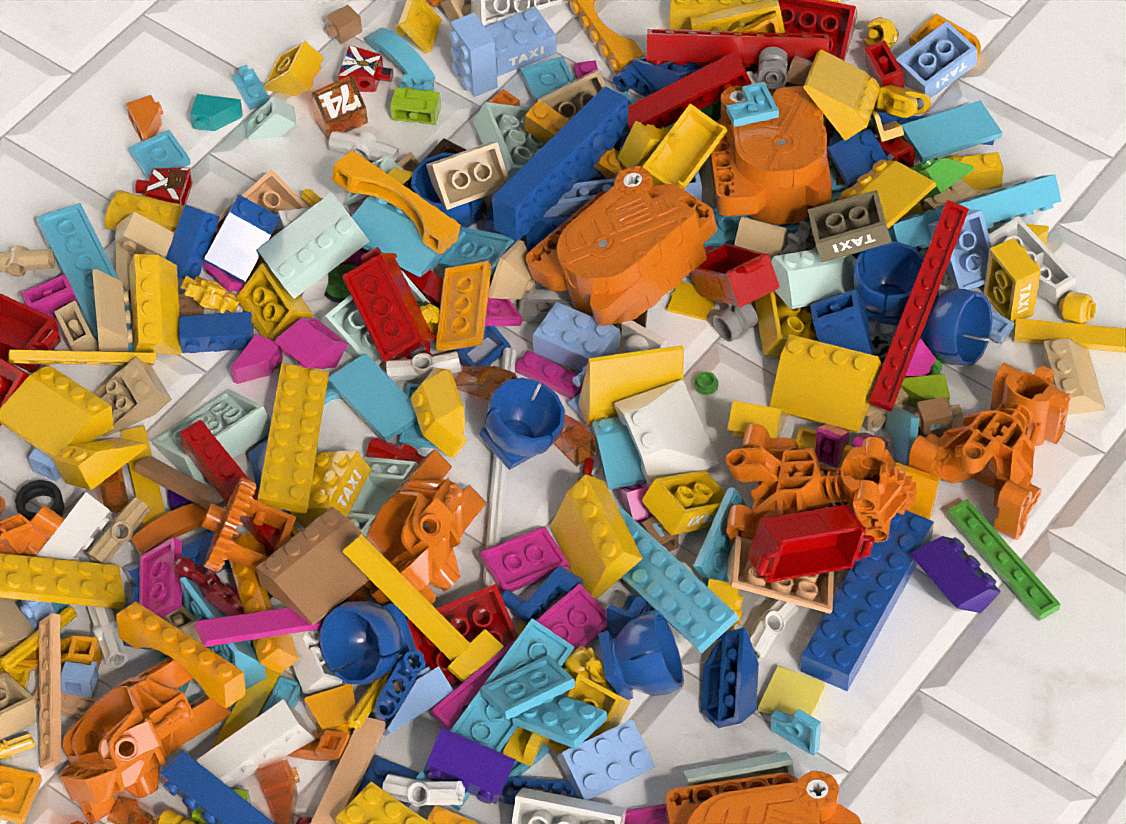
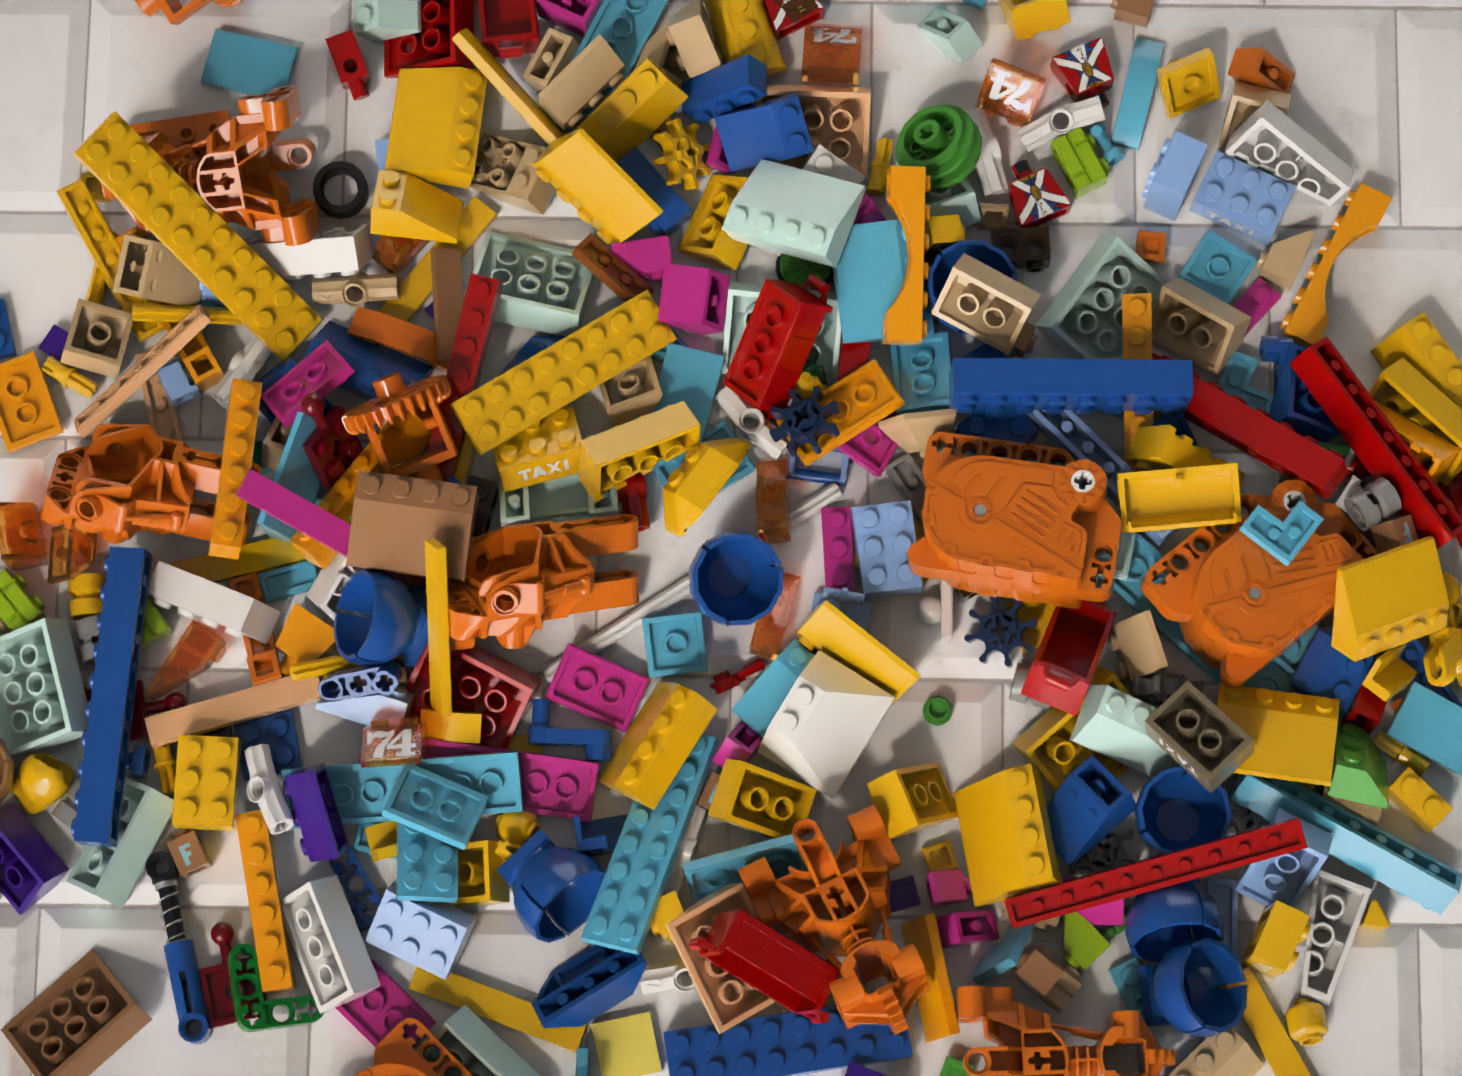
camera: 55 degrees right, 25 degrees up
(188, 337) = (596, 186): none -> yellow slope
(222, 187) = (831, 54): none -> clear orange slope
(247, 382) = (610, 268): none -> dark orange plate
(329, 148) = (944, 138): none -> bright green wheel
(344, 419) = (632, 392): none -> tan slope
(379, 106) = (1044, 130): none -> white piece
(383, 427) = (635, 448): none -> yellow wedge
(416, 136) = (1036, 196): none -> torso
(455, 311) = (805, 421): none -> dark blue gear
(461, 686) = (394, 743): none -> clear orange slope
(534, 498) = (674, 644): none -> medium azure plate
(576, 44) = (1284, 260): none -> tan slope
(683, 316) = (987, 634): none -> dark blue gear
(702, 754) = (494, 1006): none -> yellow tile
(976, 387) = (1127, 983): none -> medium azure plate
(1006, 341) = (1187, 992): none -> blue plate

